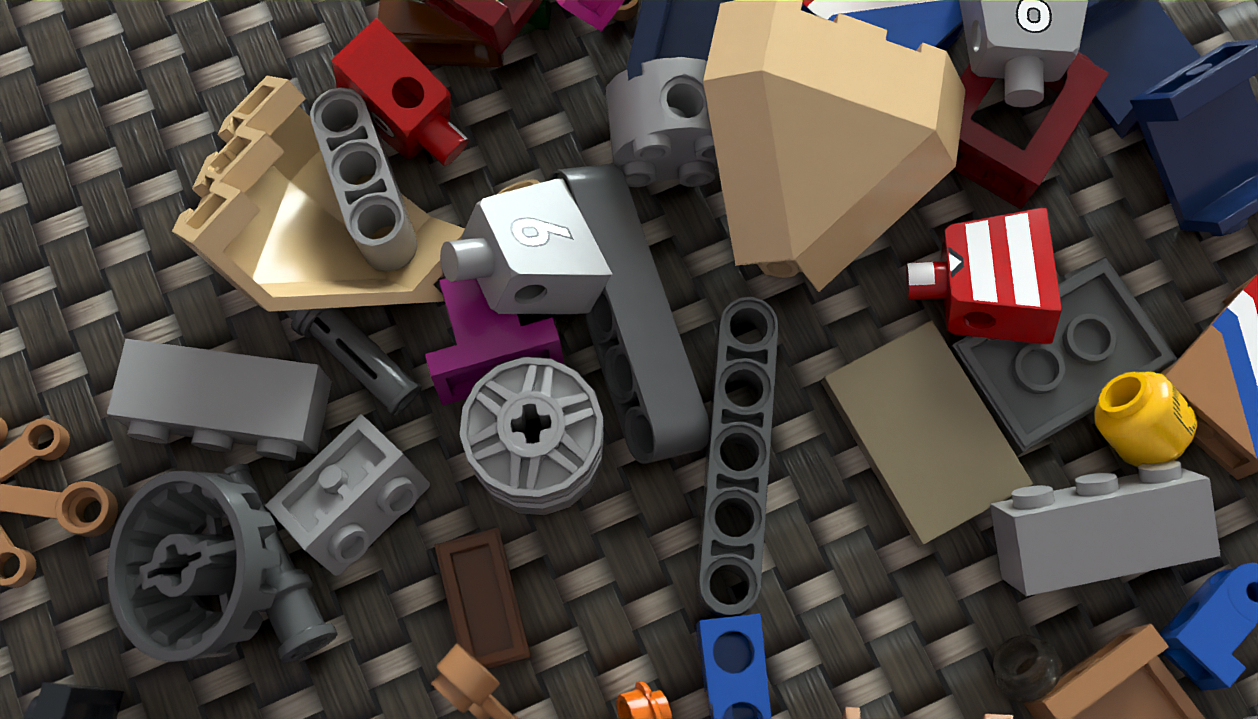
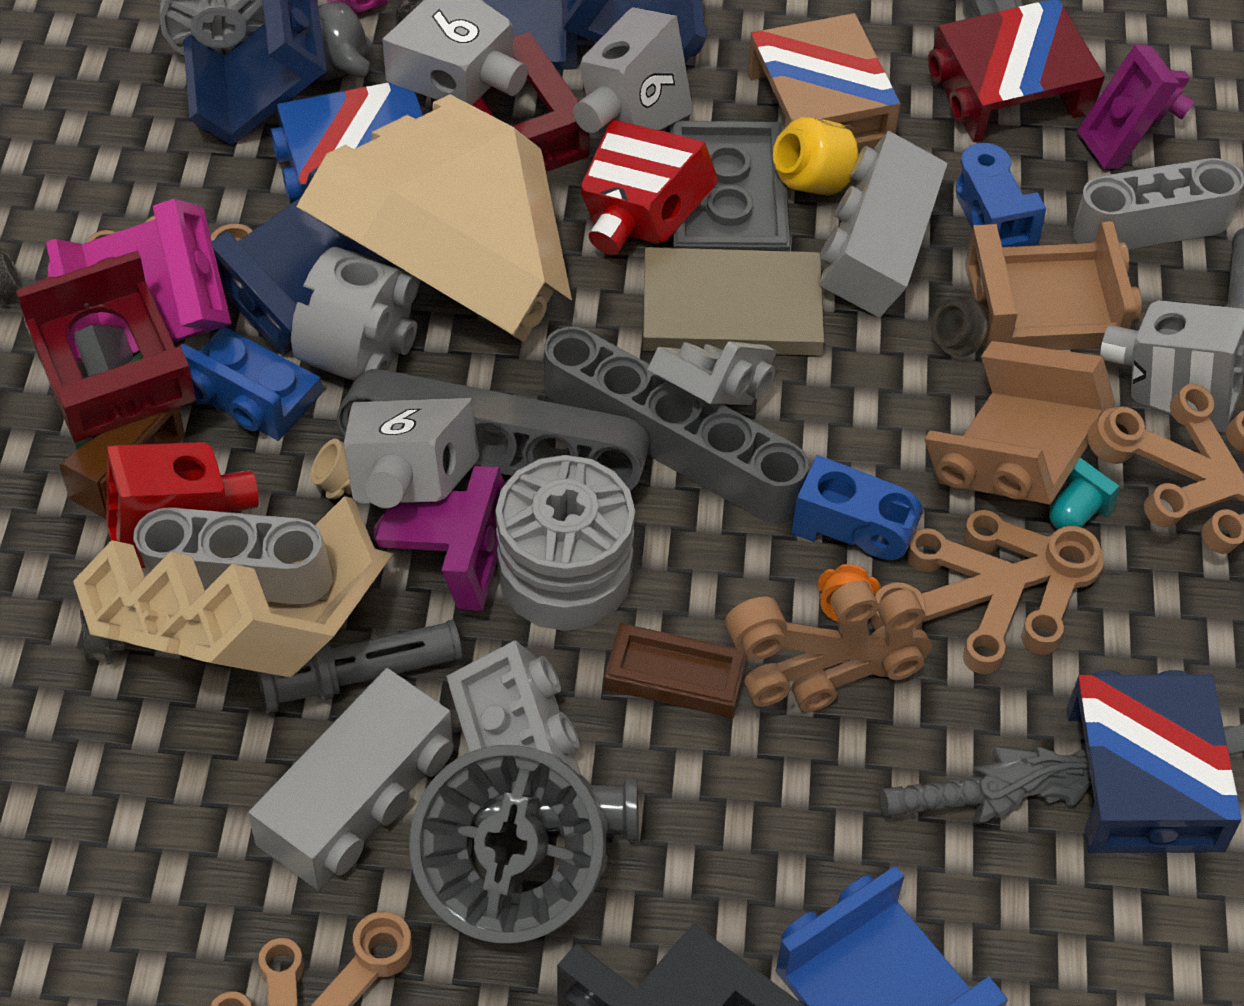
camera: 60 degrees left, 20 degrees down
(572, 80) = (251, 383): none -> blue bracket
(799, 465) = (718, 375): none -> light grey bracket
(1111, 198) = (635, 74): none -> light grey torso

